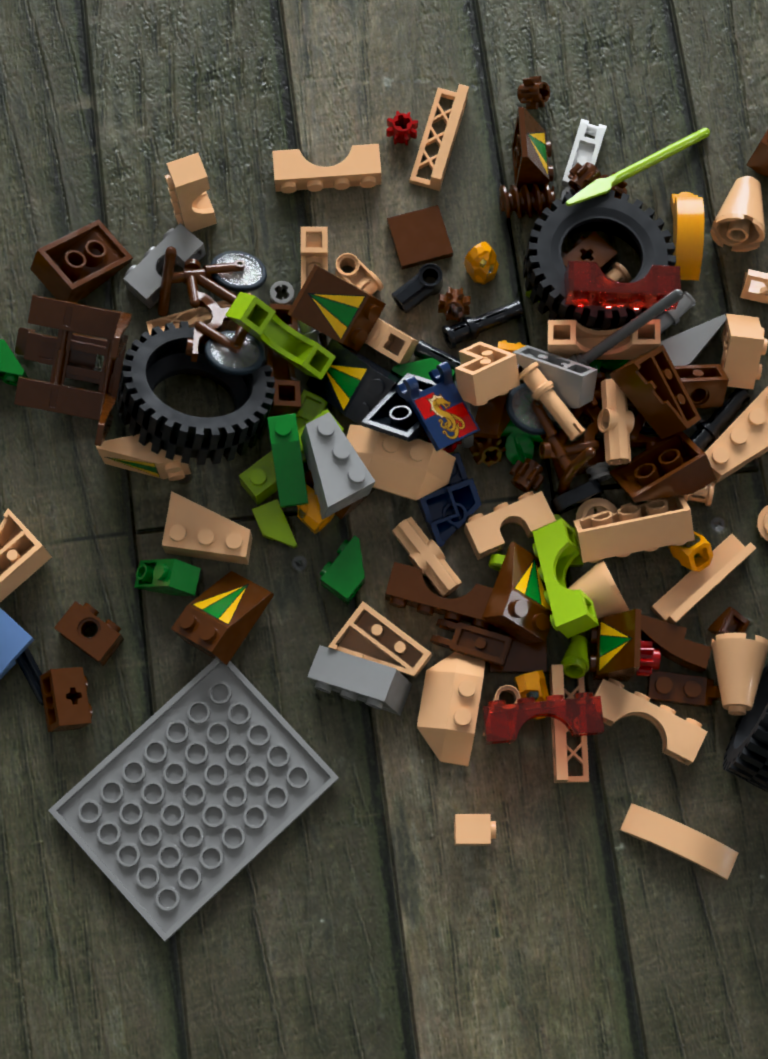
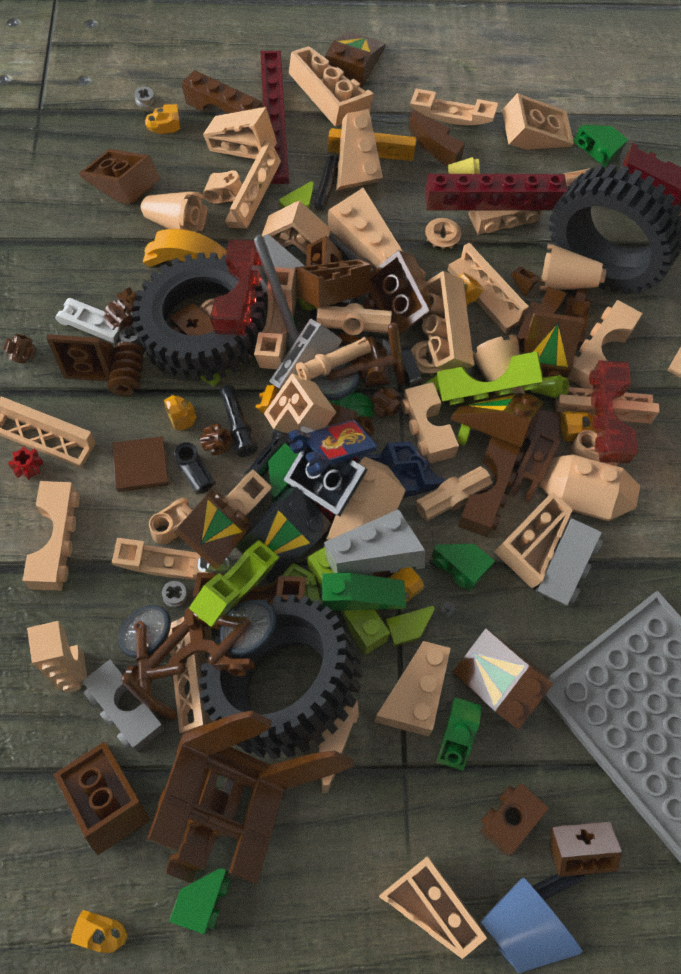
camera: 85 degrees left, 10 degrees down
(603, 185) = (132, 297): lime piece -> none

